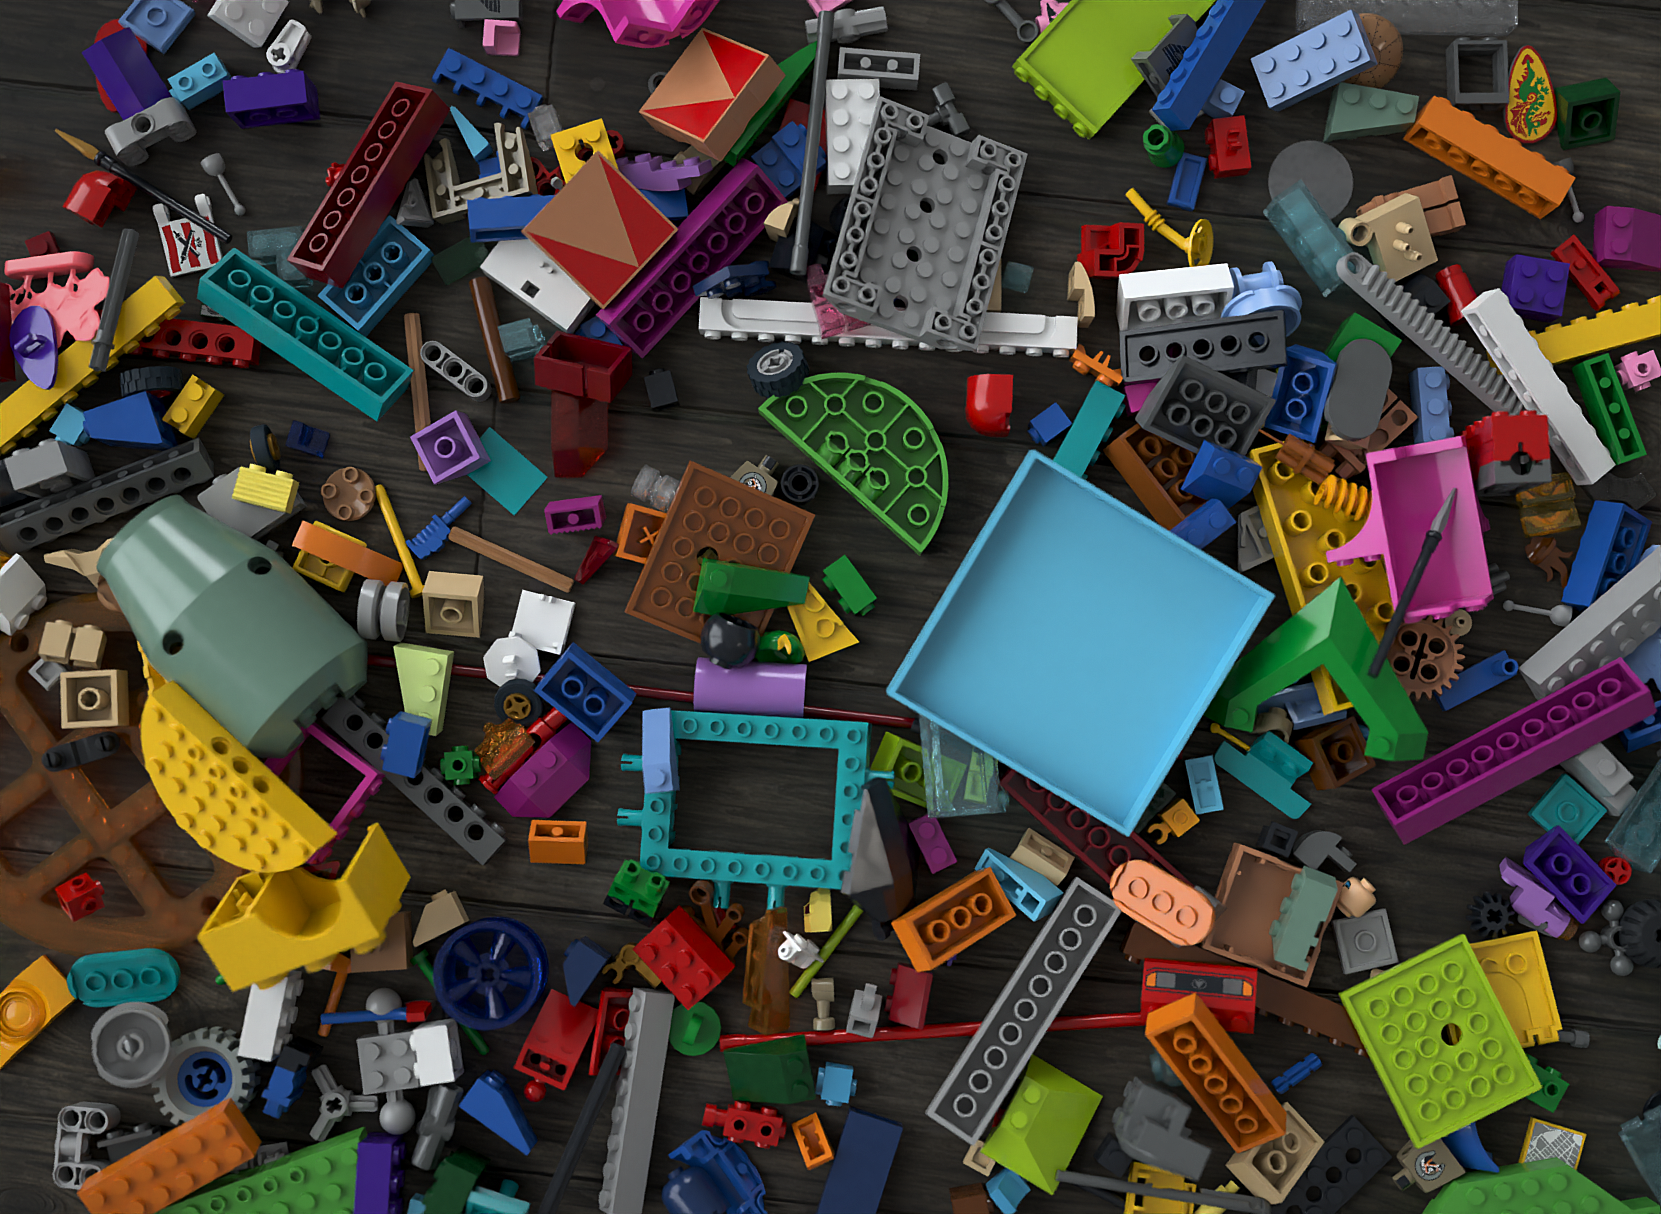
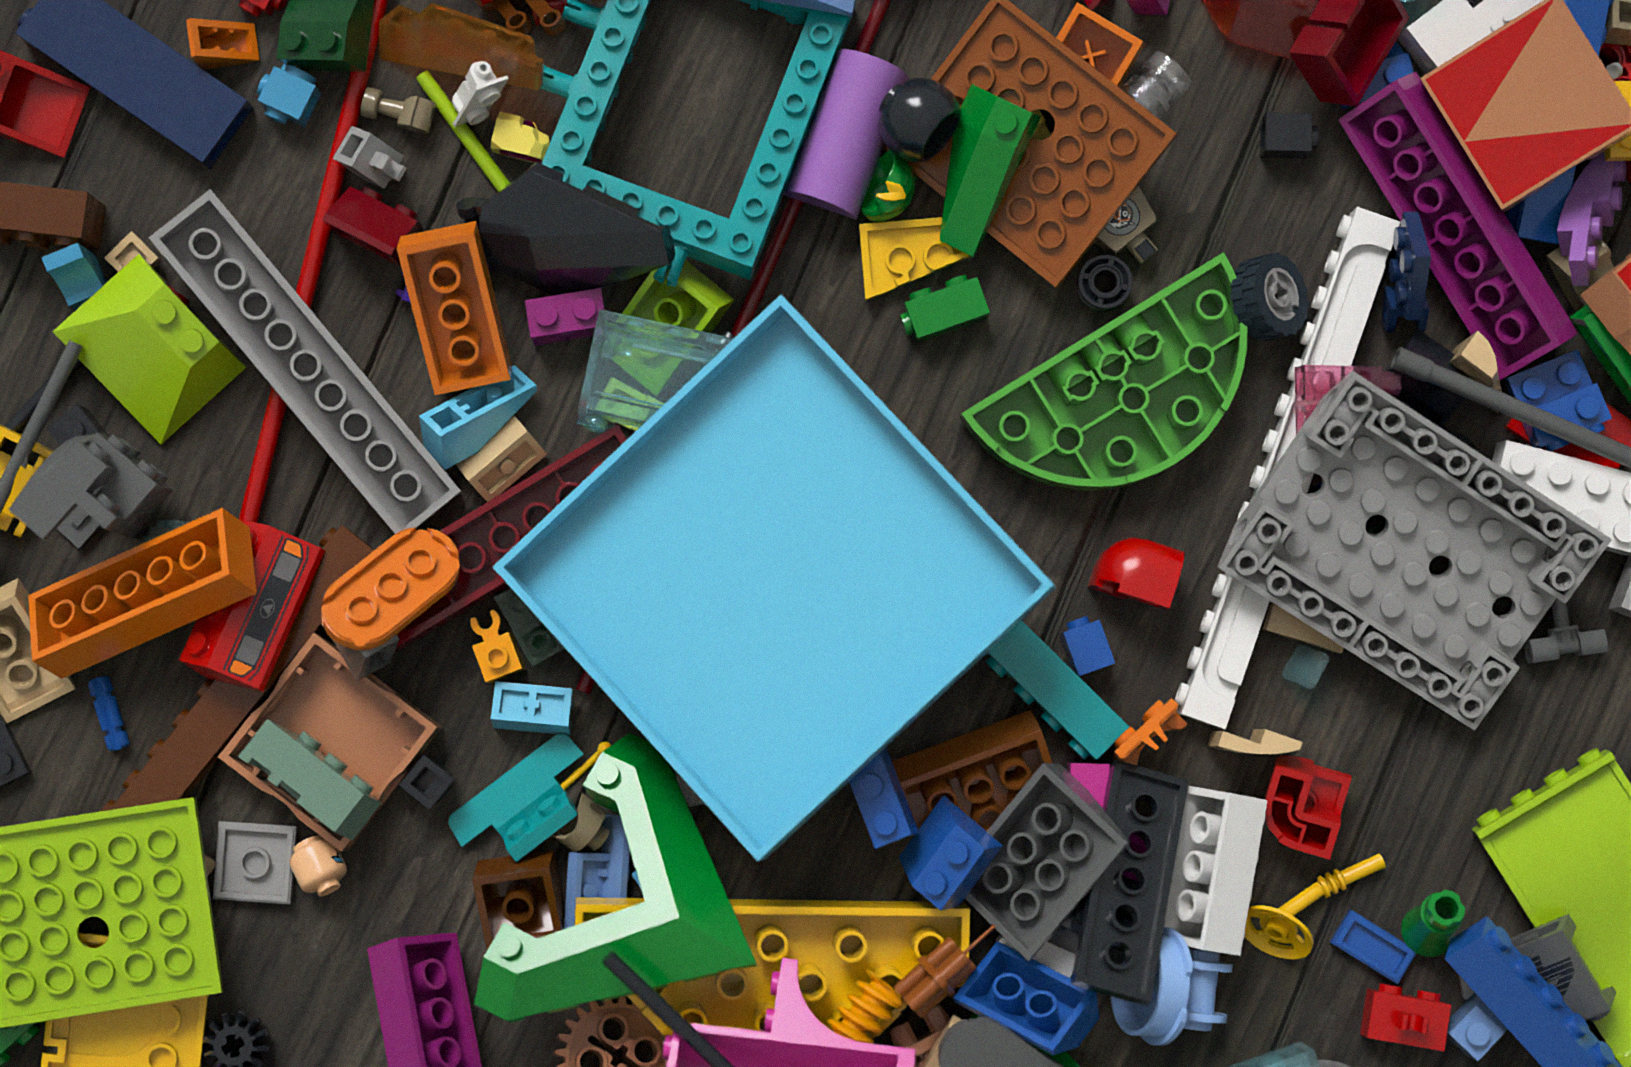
camera: 105 degrees right, 0 degrees up
(1252, 540) = (845, 879): light grey wing -> none
(1317, 845) = (404, 839): dark grey brick -> none

